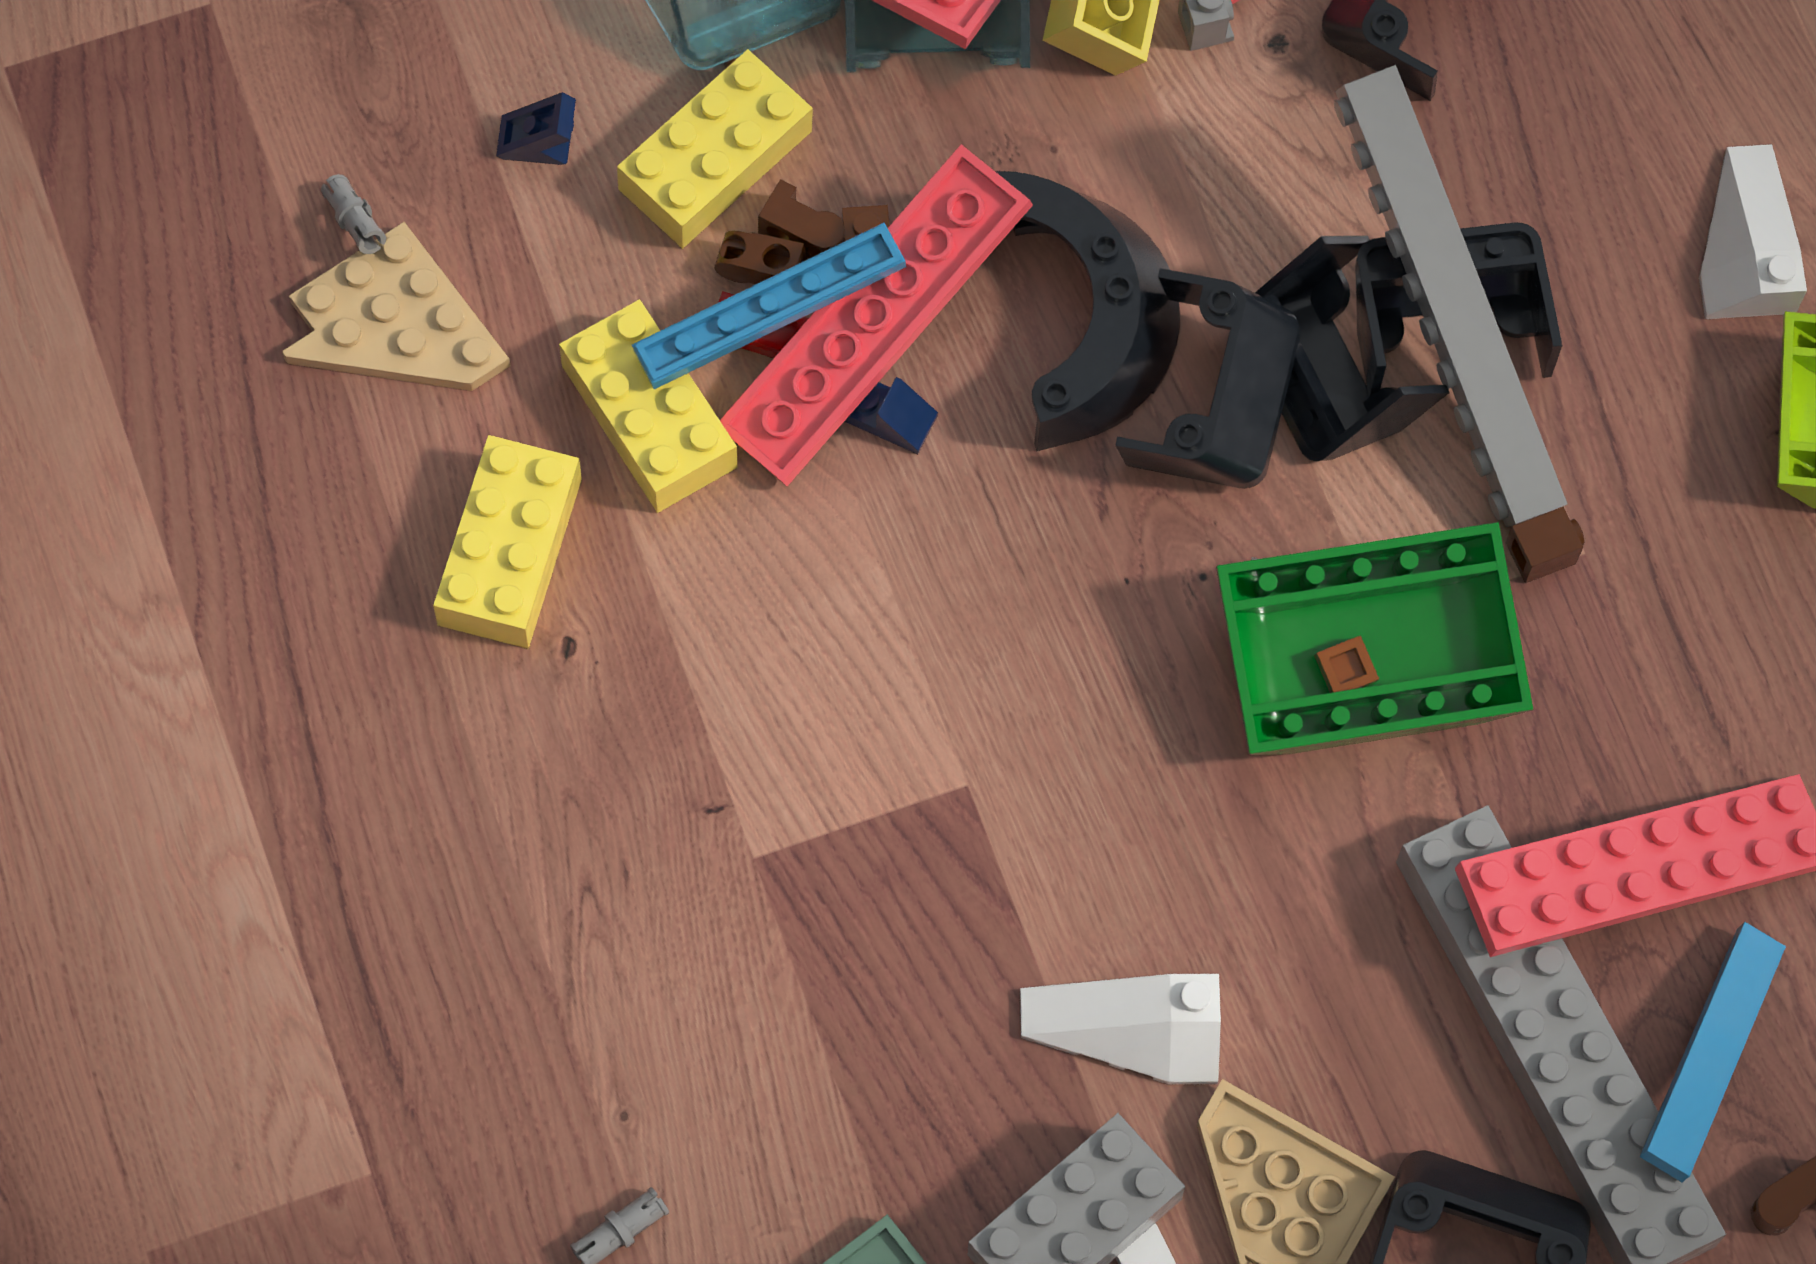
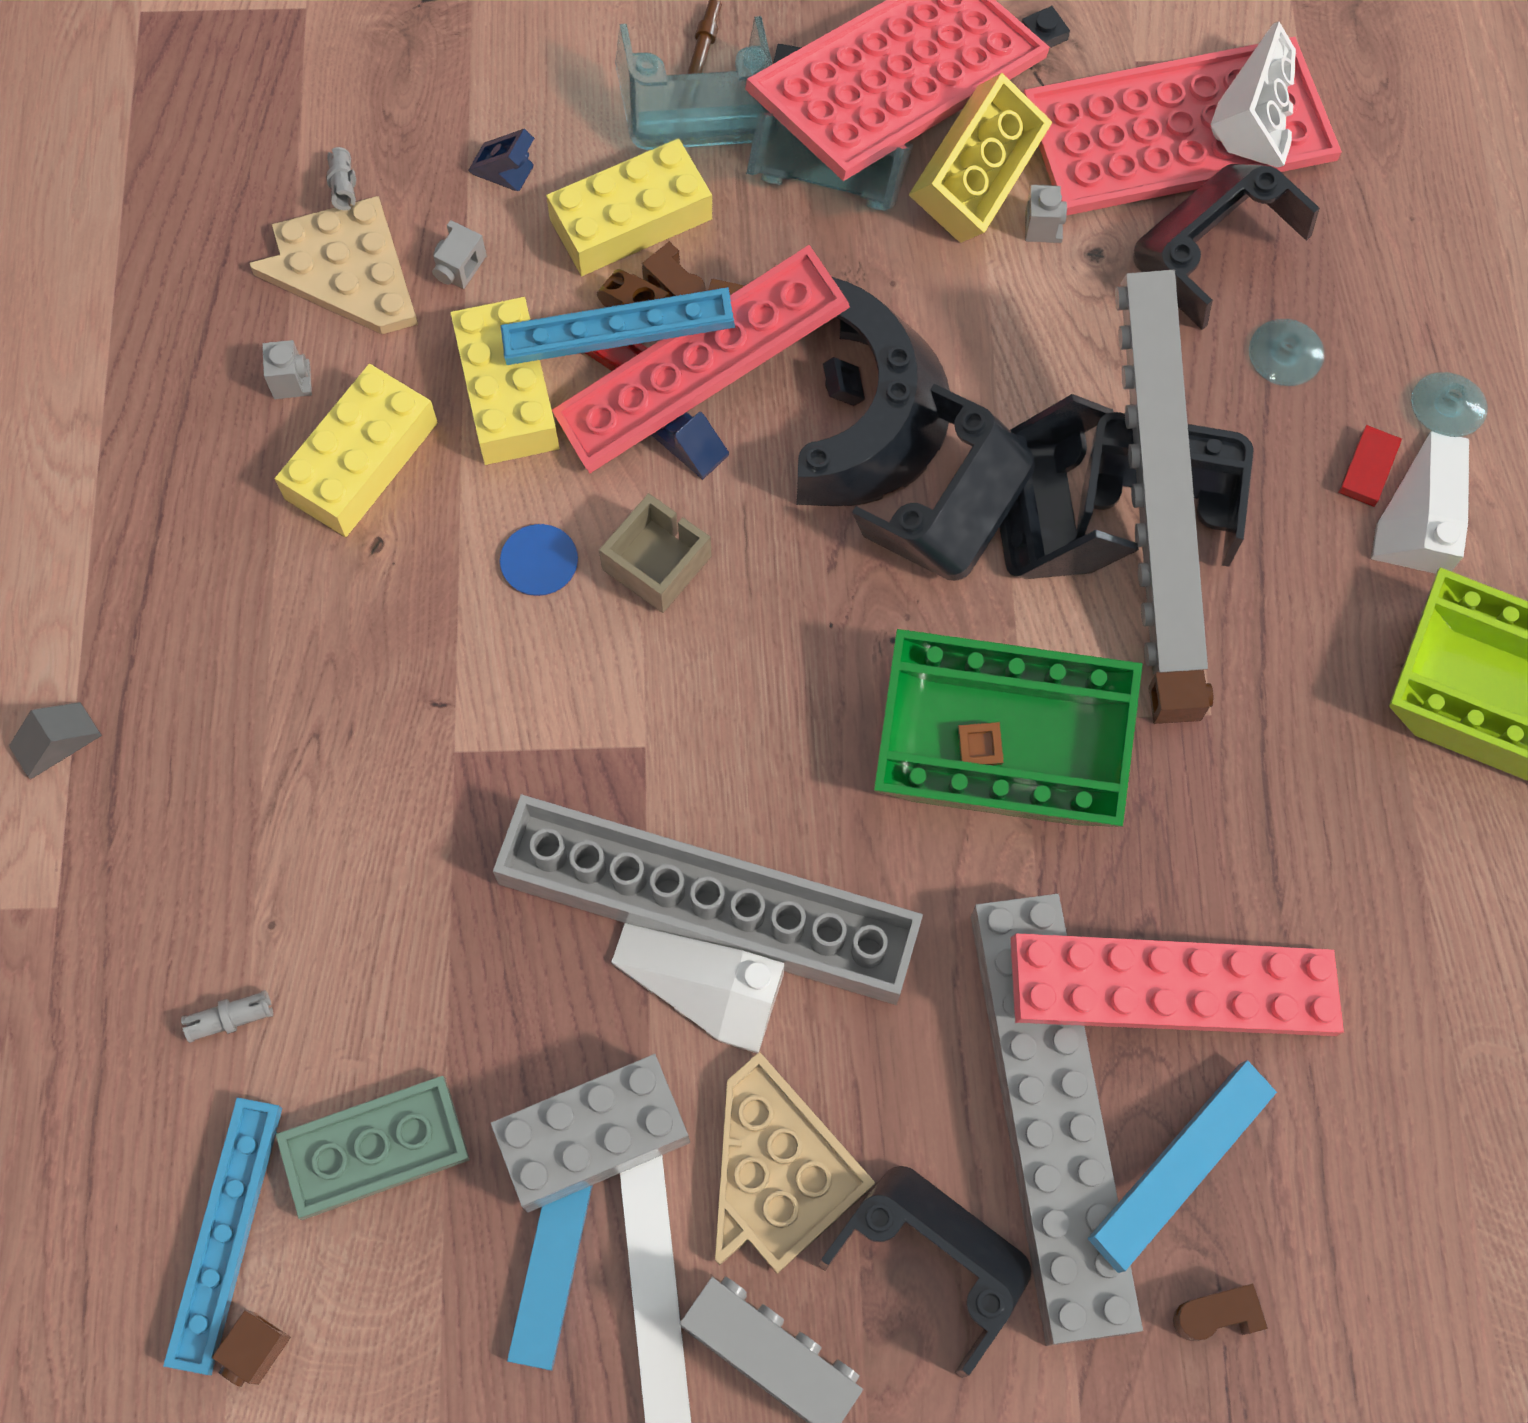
camera: 20 degrees right, 0 degrees up
(286, 985) = (51, 736): none -> dark grey slope
(384, 470) = (286, 370): none -> light grey brick
(531, 268) = (458, 255): none -> light grey brick
(765, 606) = (538, 559): none -> blue piece
(900, 567) = (649, 556): none -> dark tan piece
(1042, 289) = (843, 381): none -> black plate
(1106, 929) = (708, 898): none -> light grey brick
(1533, 116) = (1285, 364): none -> clear light blue dish
(1671, 209) = (1370, 465): none -> red tile
(1733, 122) = (1449, 404): none -> clear light blue dish

